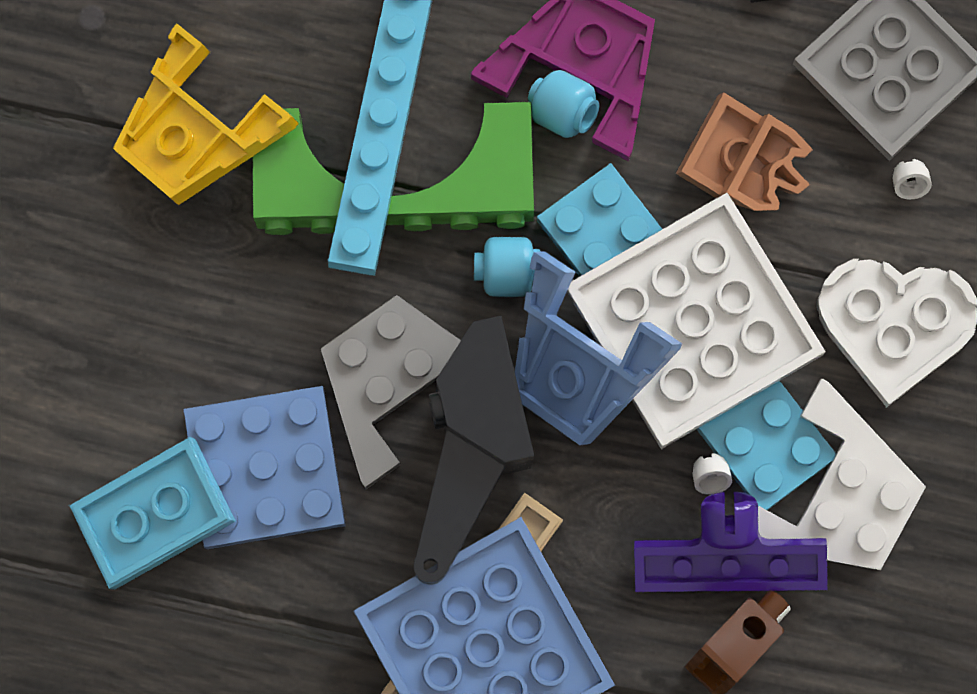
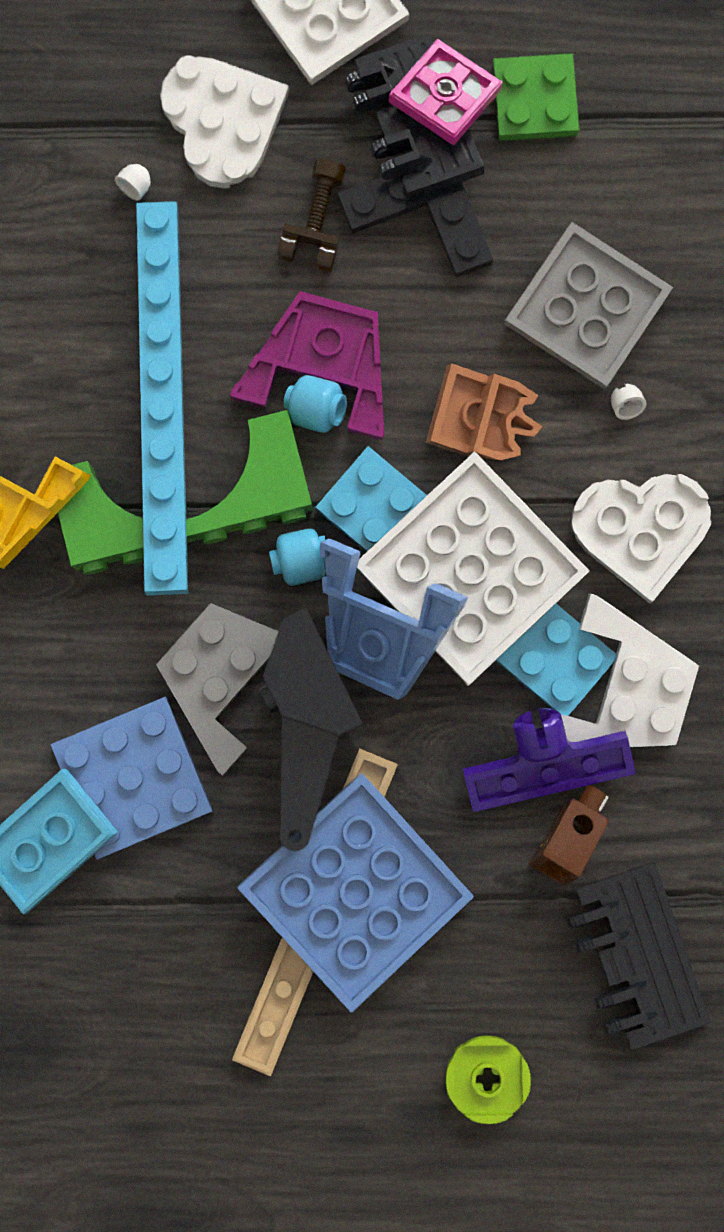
camera: 15 degrees left, 5 degrees up
(711, 474) = (515, 696): white hinge -> none

